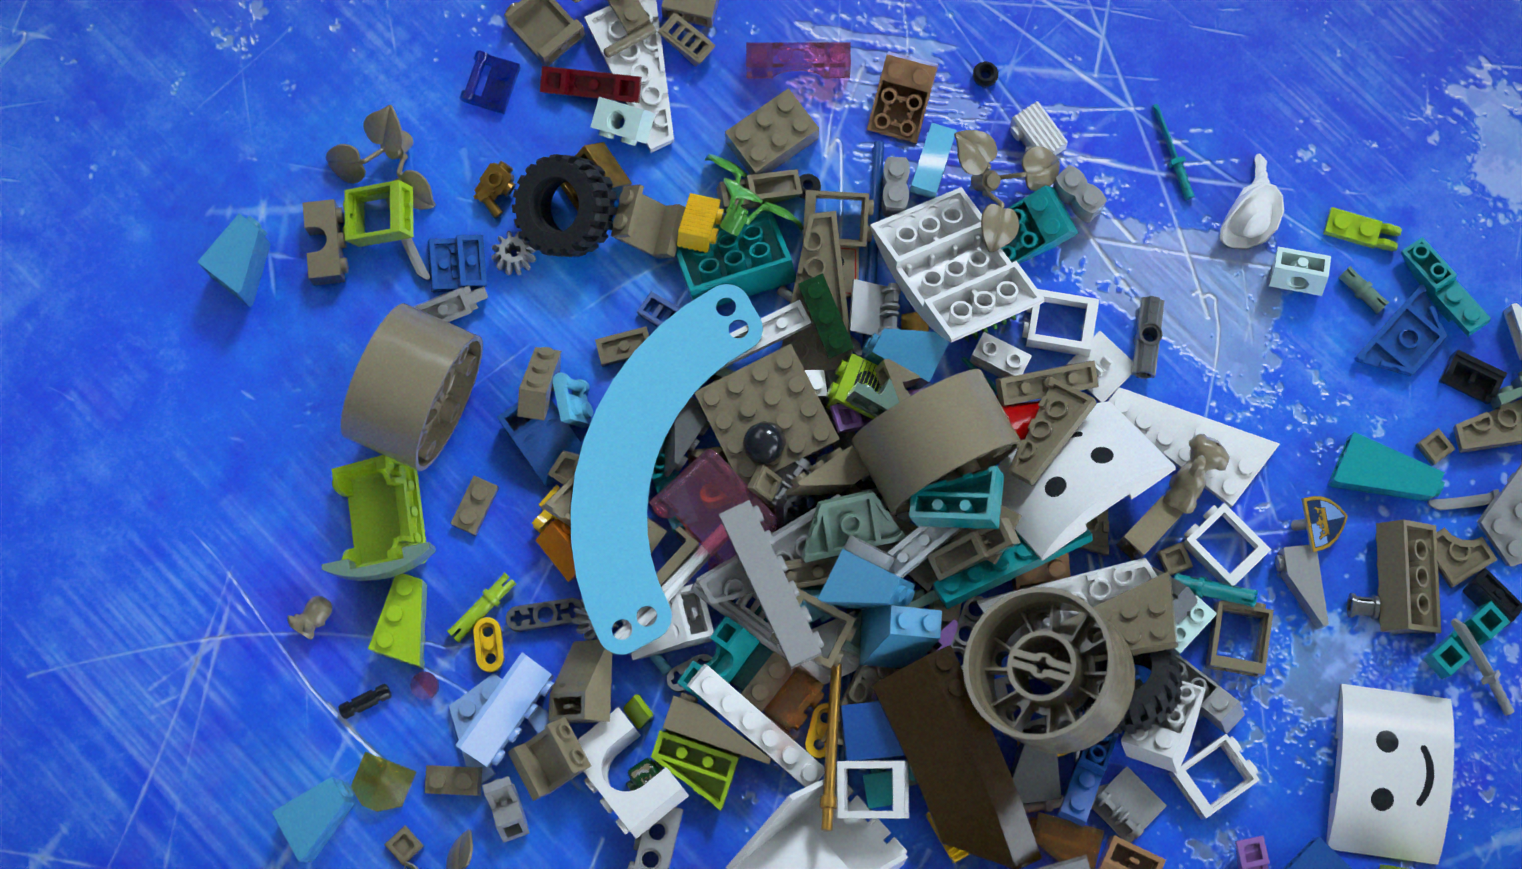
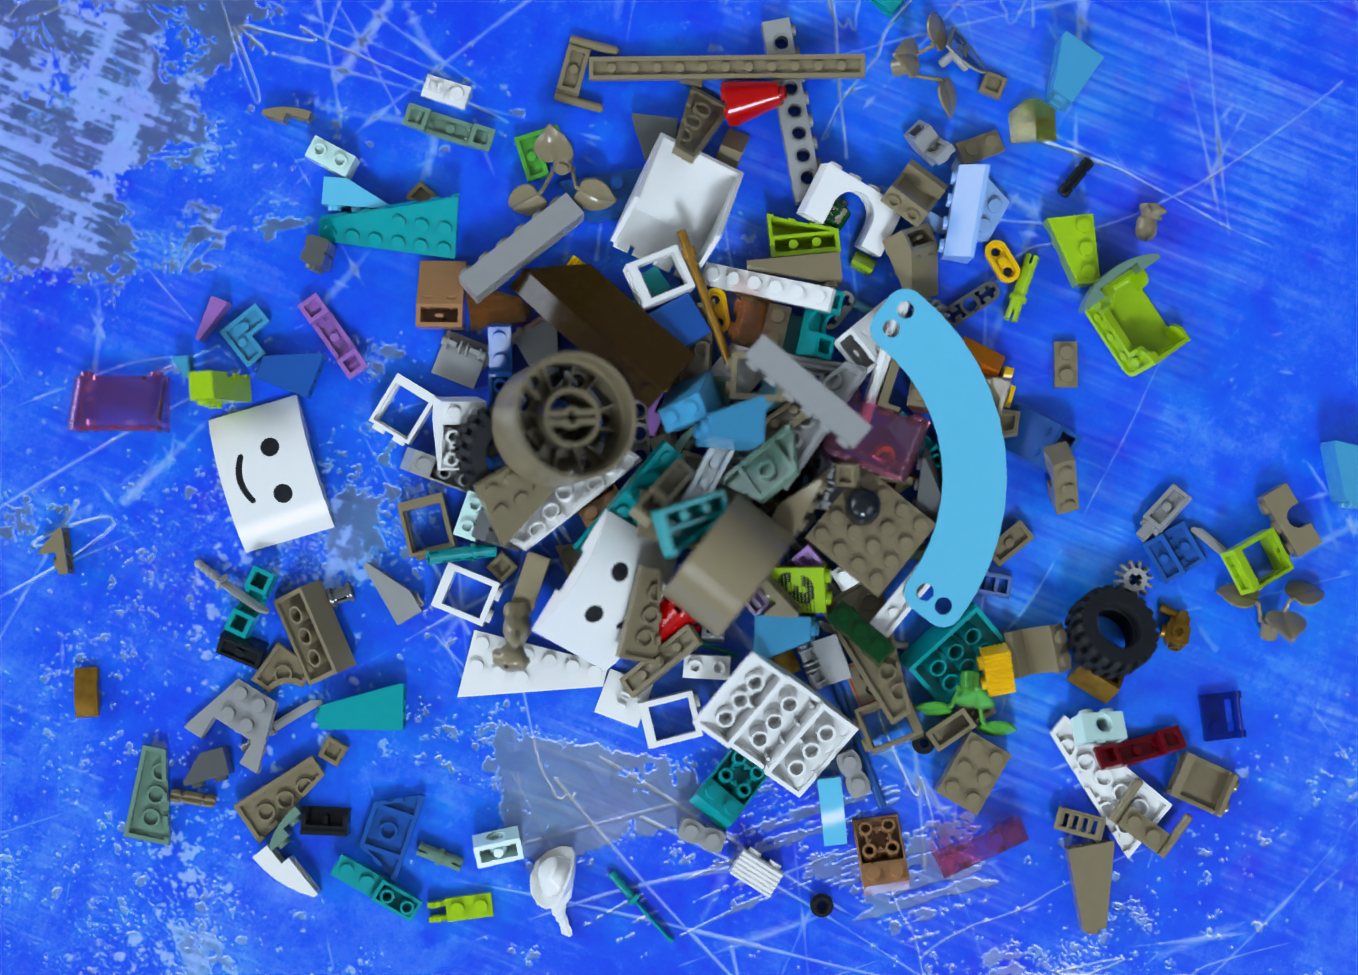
camera: 155 degrees right, 10 degrees up
(411, 386) = (1160, 424): dark tan wheel -> none
(424, 685) = (1035, 210): tile -> none
(572, 408) = (1025, 471): medium azure plate -> none
(868, 400) = (783, 579): sand green slope -> none
(869, 552) = (742, 453): light grey beam -> none
(974, 153) = (800, 819): dark tan plant -> none
(1146, 352) = (600, 752): dark grey piece -> none
(1322, 520) = (399, 646): shield -> none

